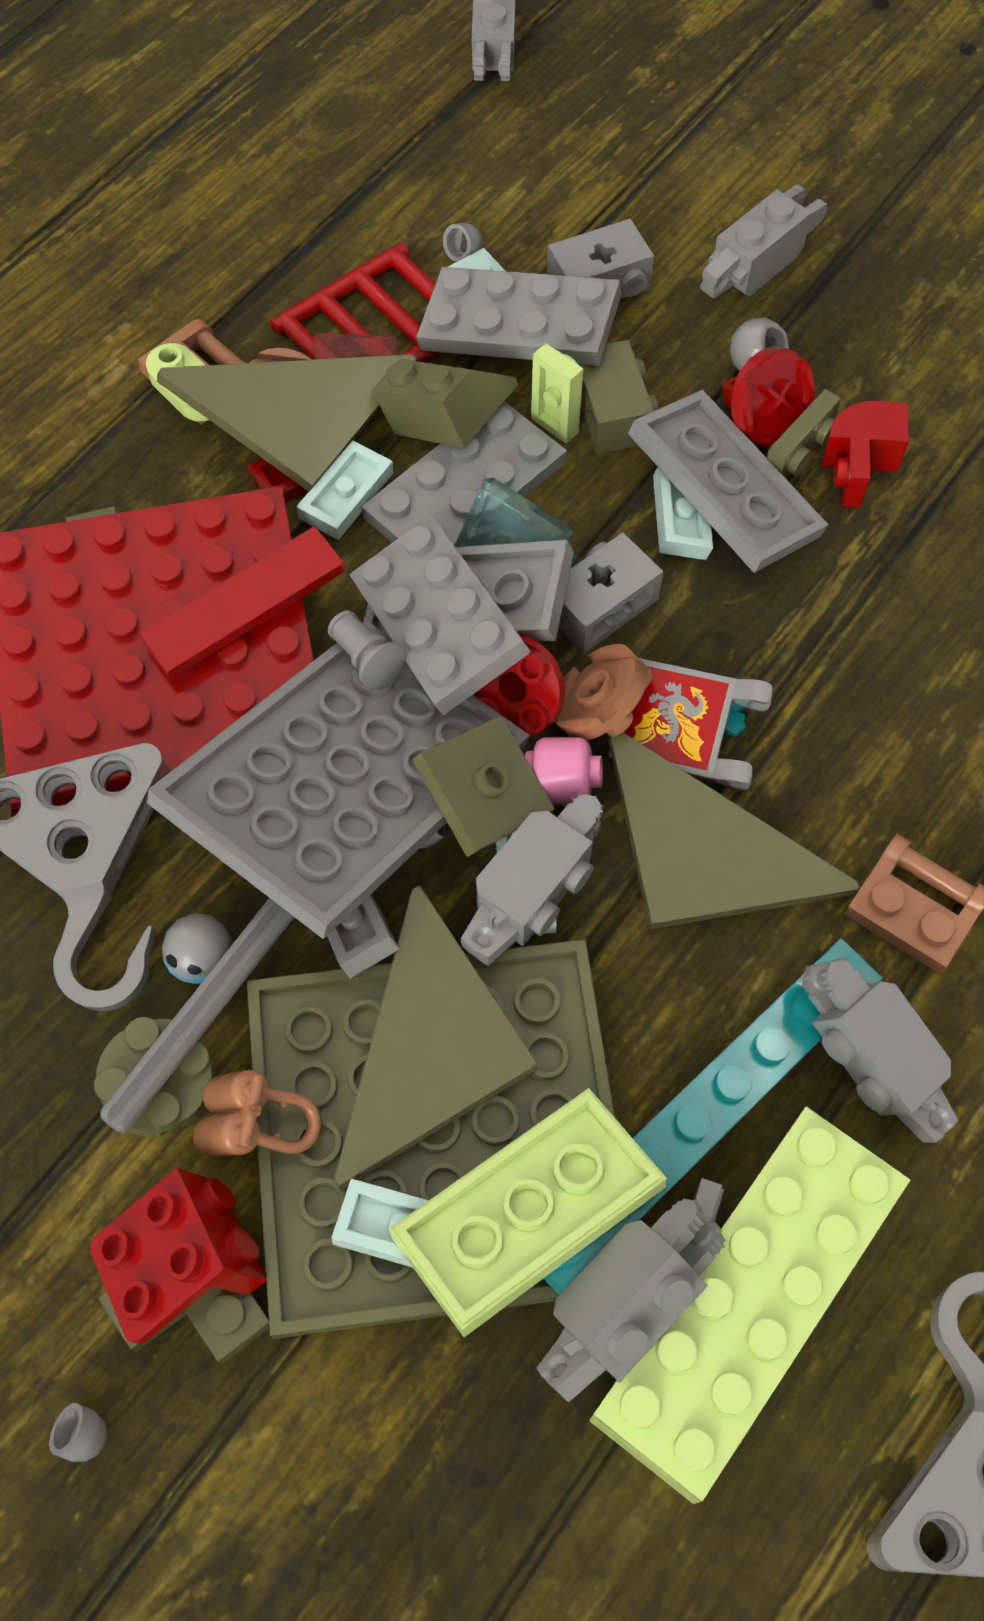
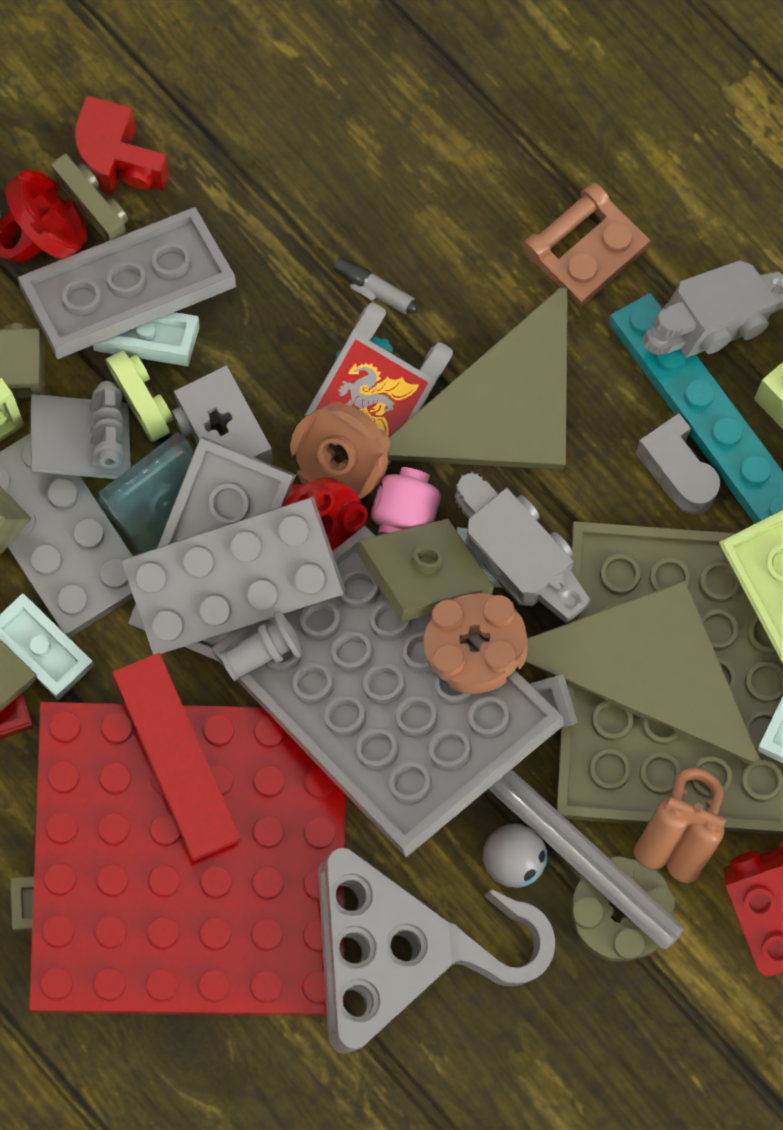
camera: 80 degrees left, 10 degrees up
(409, 807) = (475, 615): none -> nougat plate
(561, 472) = (81, 434): none -> light grey hinge
(616, 513) = (130, 378): none -> yellowish green plate
(679, 1041) = (677, 469): none -> light grey leg
(798, 703) = (373, 287): none -> piece

